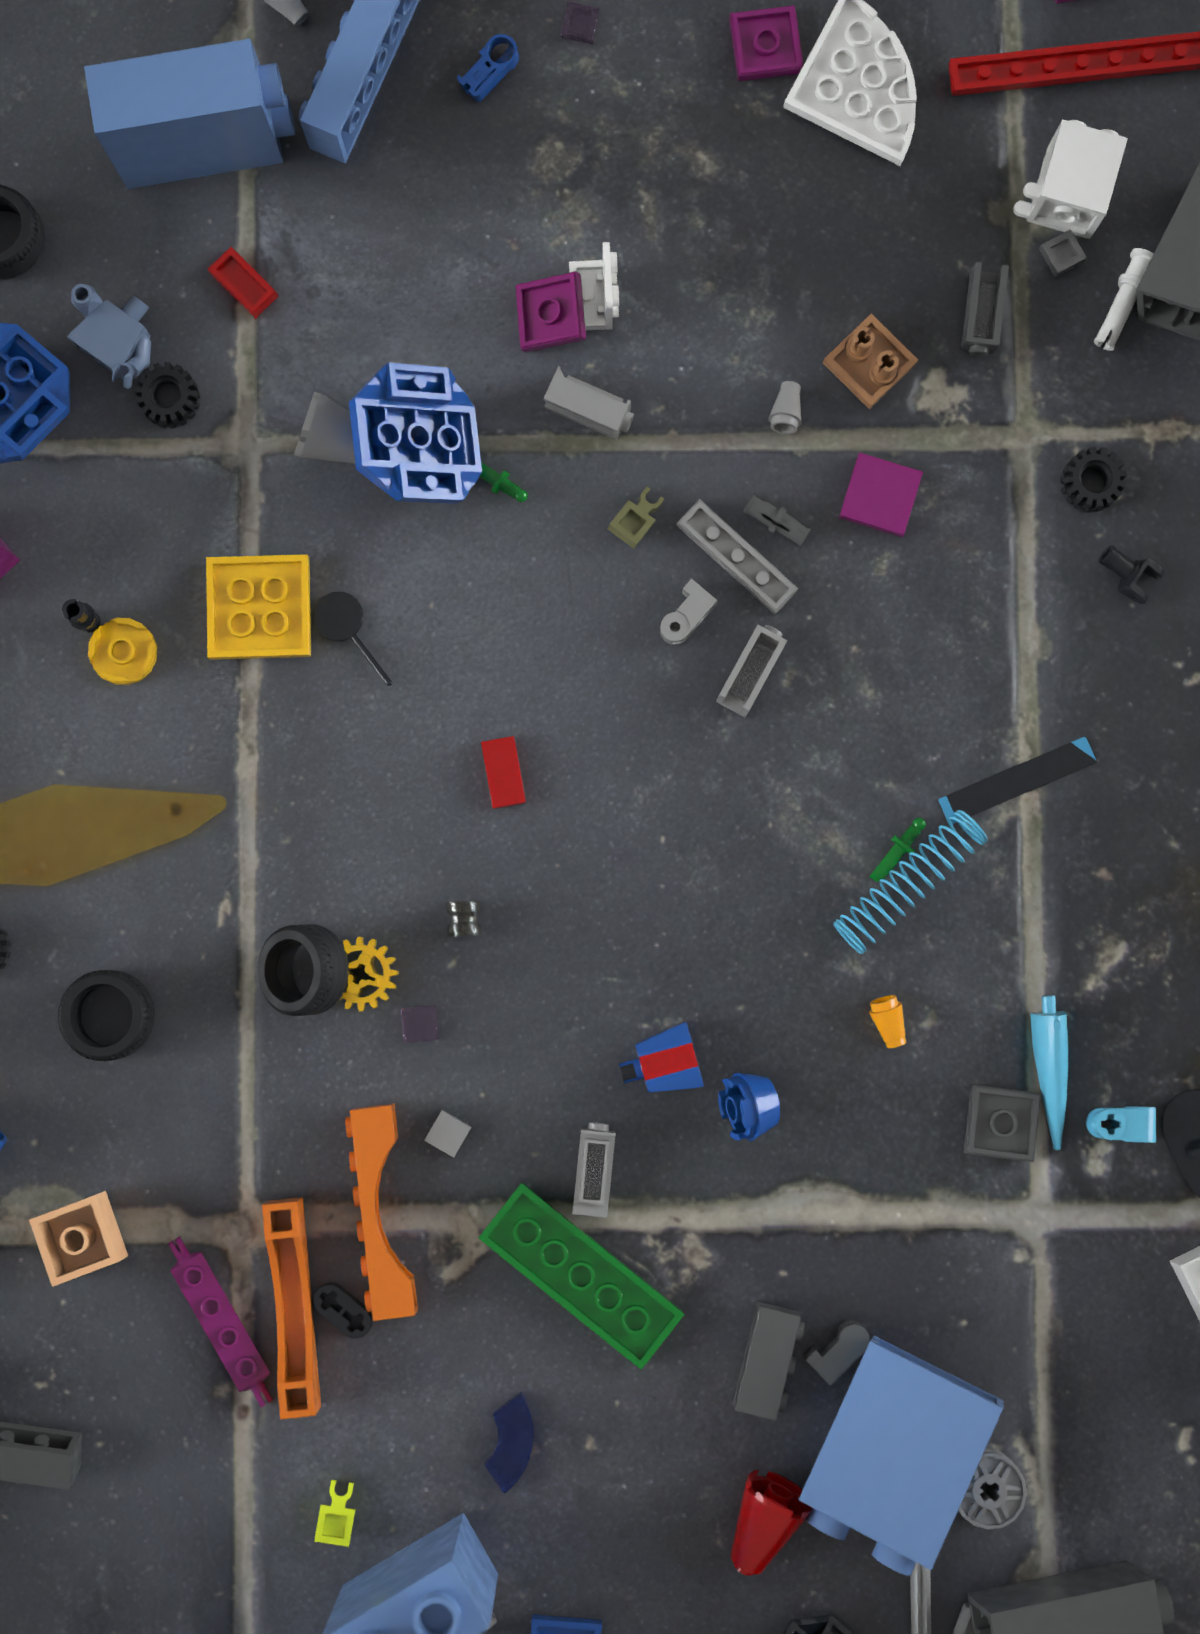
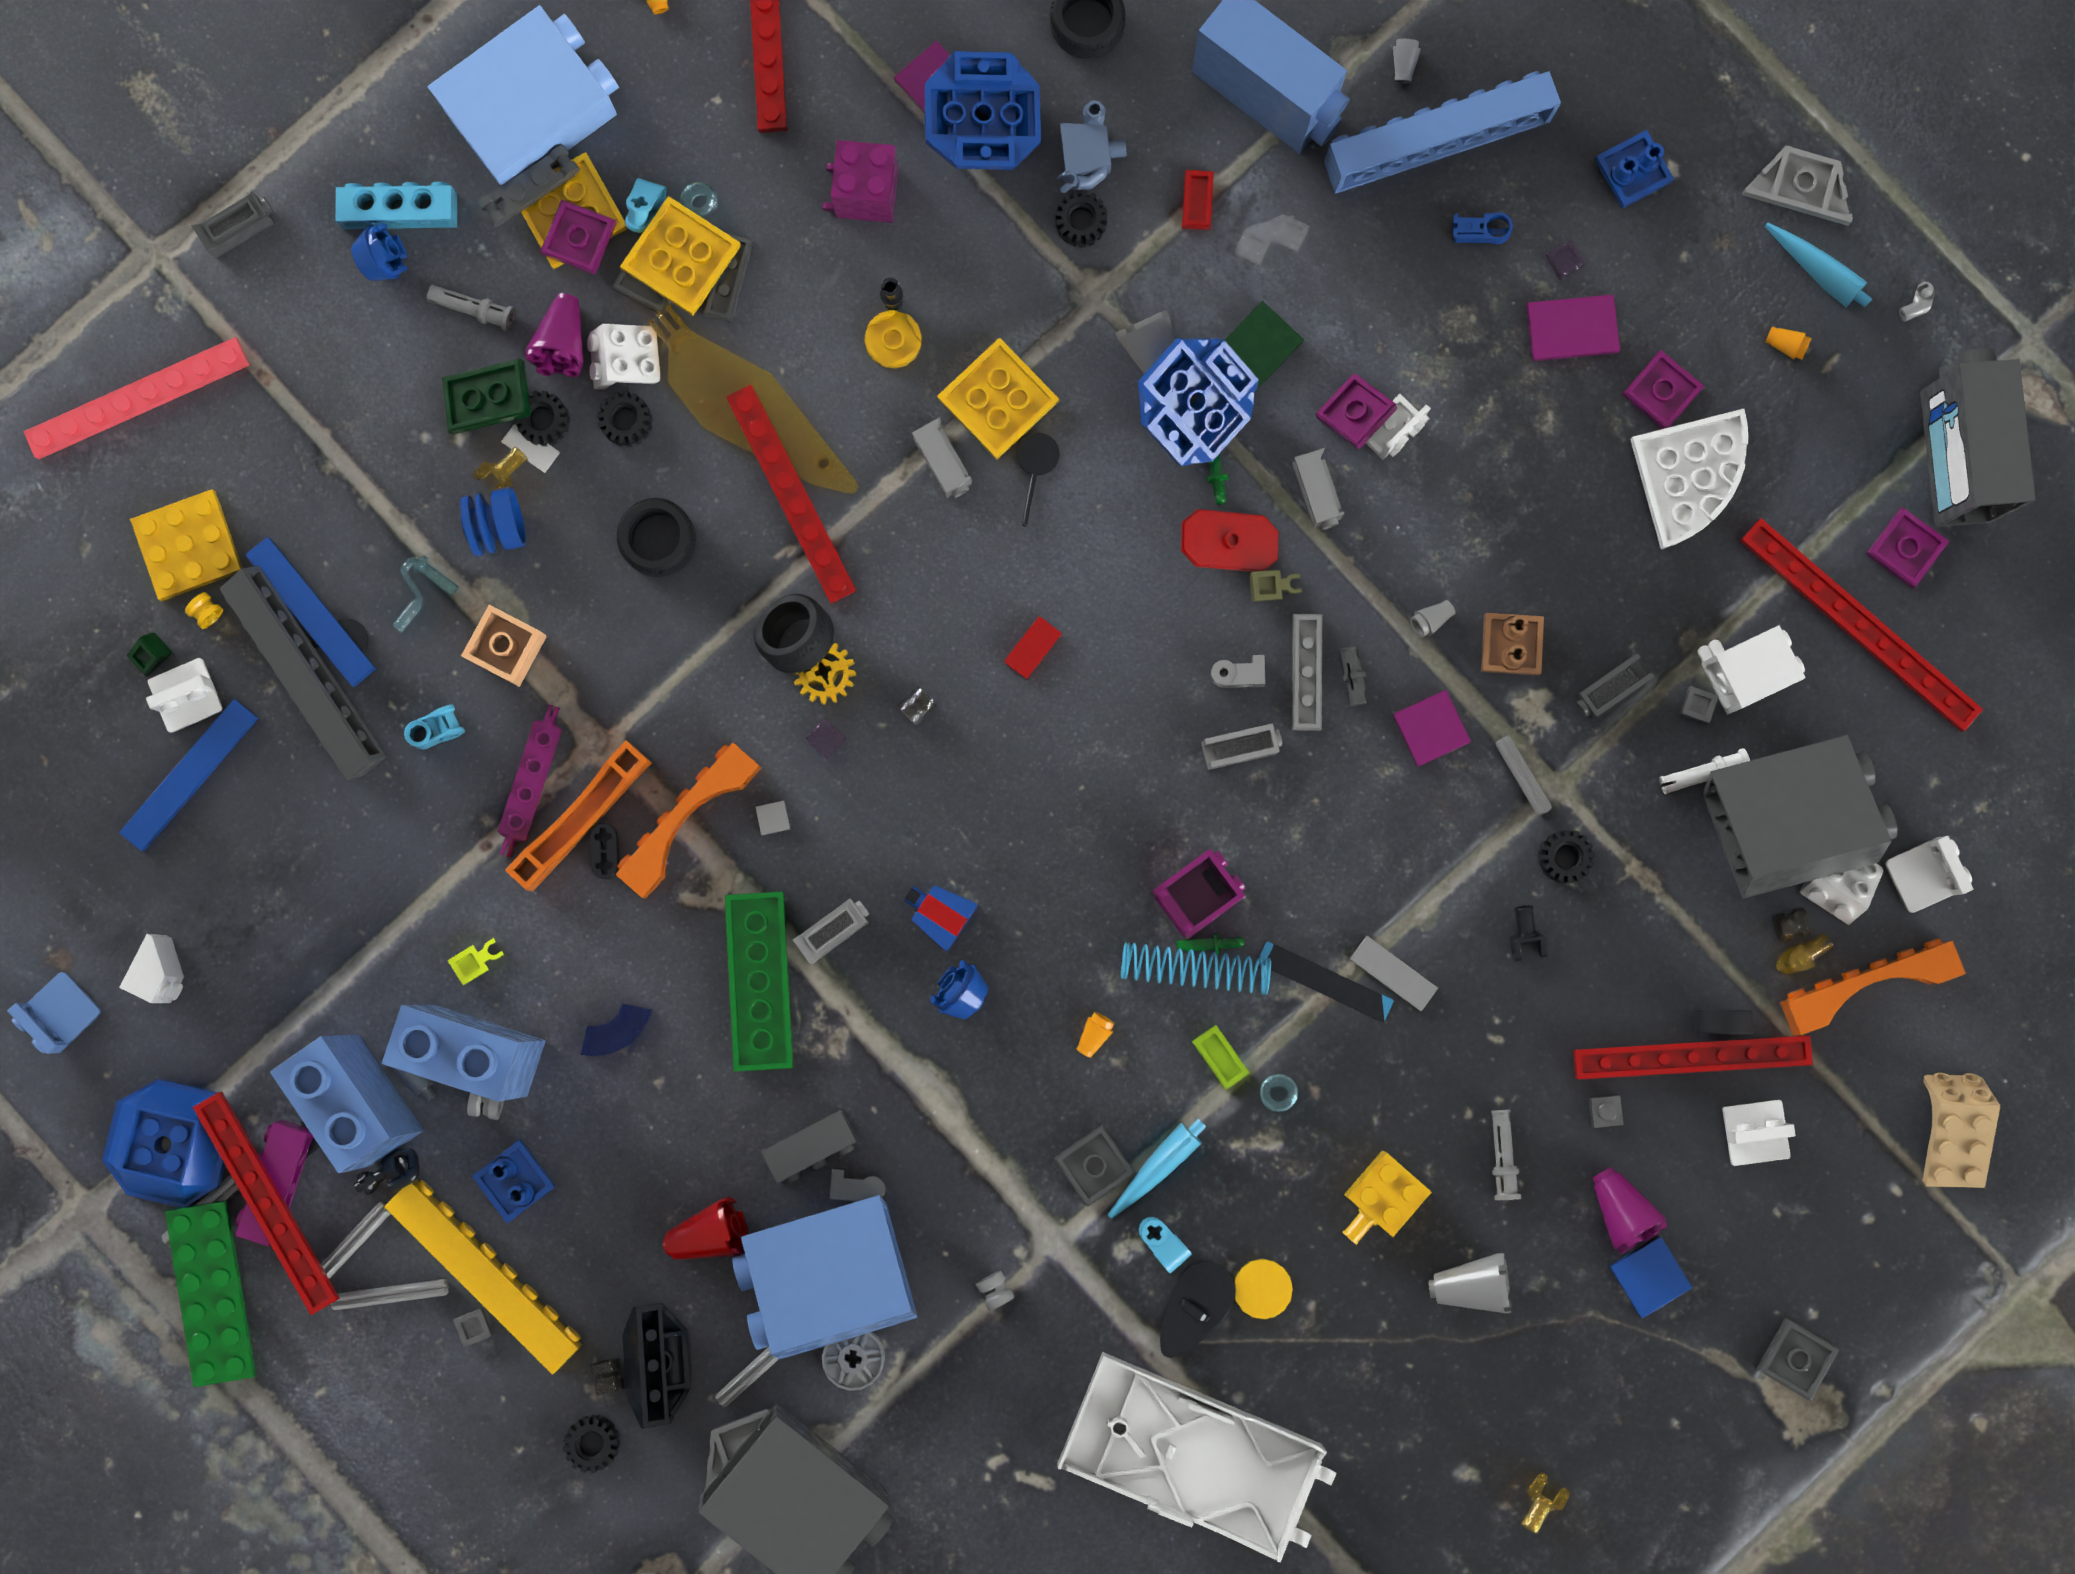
camera: 50 degrees right, 0 degrees up
(96, 1360) = (436, 728): none -> medium azure piece
(176, 861) = (791, 494): none -> red plate
(267, 702) = (942, 459): none -> light grey window
(335, 237) = (1280, 231): none -> clear tile
(418, 334) = (1263, 342): none -> dark green tile
(564, 520) = (1229, 540): none -> red shield
(644, 69) = (1573, 327): none -> magenta tile
(849, 832) = (1190, 898): none -> magenta container
(990, 453) = (1523, 775): none -> light grey axle
(1004, 929) = (1220, 1057): none -> lime tile
(1036, 1309) = (997, 1296): none -> light grey wheel
(1063, 716) = (1393, 973): none -> light grey tile
(1087, 893) = (1281, 1080): none -> clear light blue piece

